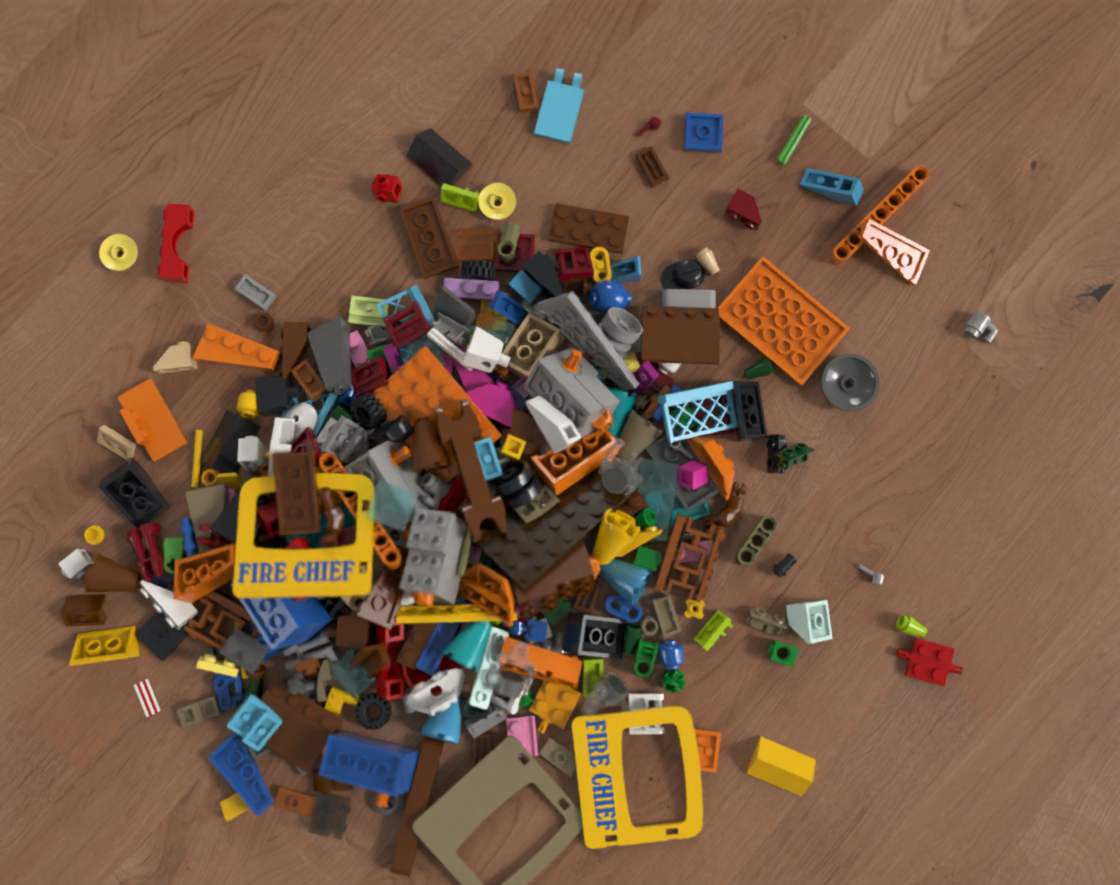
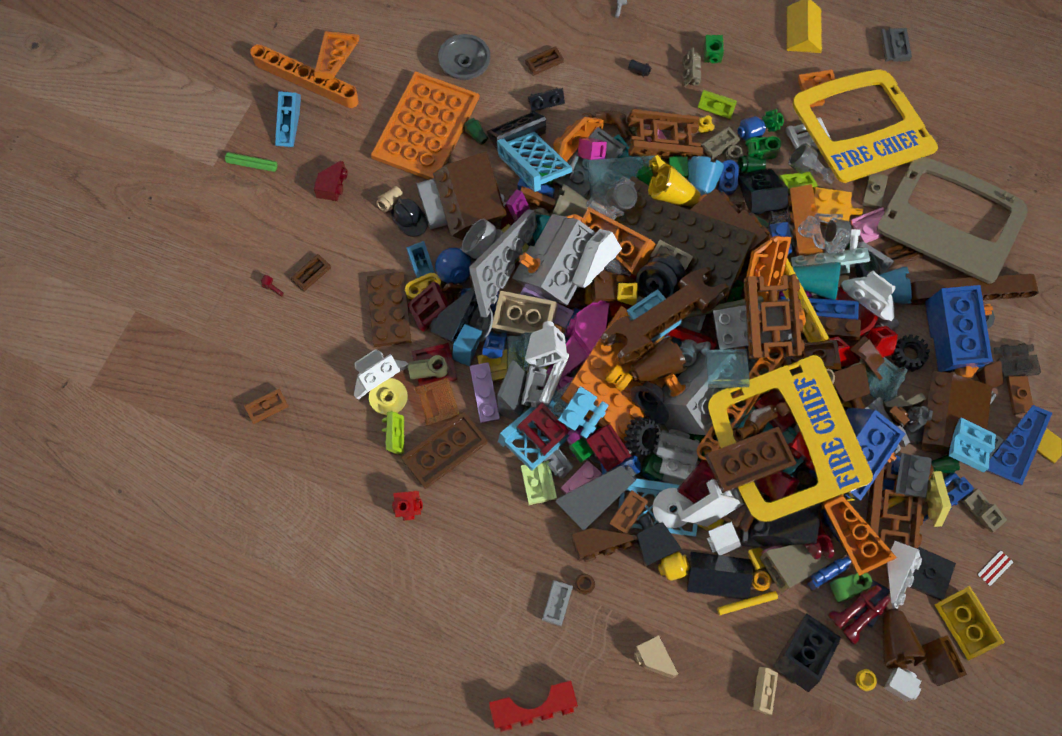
camera: 110 degrees left, 15 degrees down
(151, 420) = (727, 663): orange bracket -> none
(230, 349) = (626, 605): orange wedge -> none
(337, 699) = (914, 387): yellow piece -> none
(407, 356) = (578, 408): none -> medium azure plate
(423, 404) = (623, 379): none -> light orange wheel
(423, 548) = (790, 316): none -> dark orange fence
(438, 158) = (360, 468): black slope -> none
(478, 270) = (465, 388): black tyre -> none
(490, 321) = (515, 357): clear orange plate -> none
(525, 197) = (375, 370): none -> white piece
(560, 108) = (274, 370): medium azure tile -> none
(703, 132) = (265, 237): blue plate -> none
(727, 859) = (896, 44): none -> dark grey plate
(764, 536) = (627, 92): olive beam -> none
(793, 455) = (543, 81): dark green hinge -> none
(810, 620) = (677, 37): light aqua slope -> none
(818, 468) = (546, 62): none -> reddish brown tile

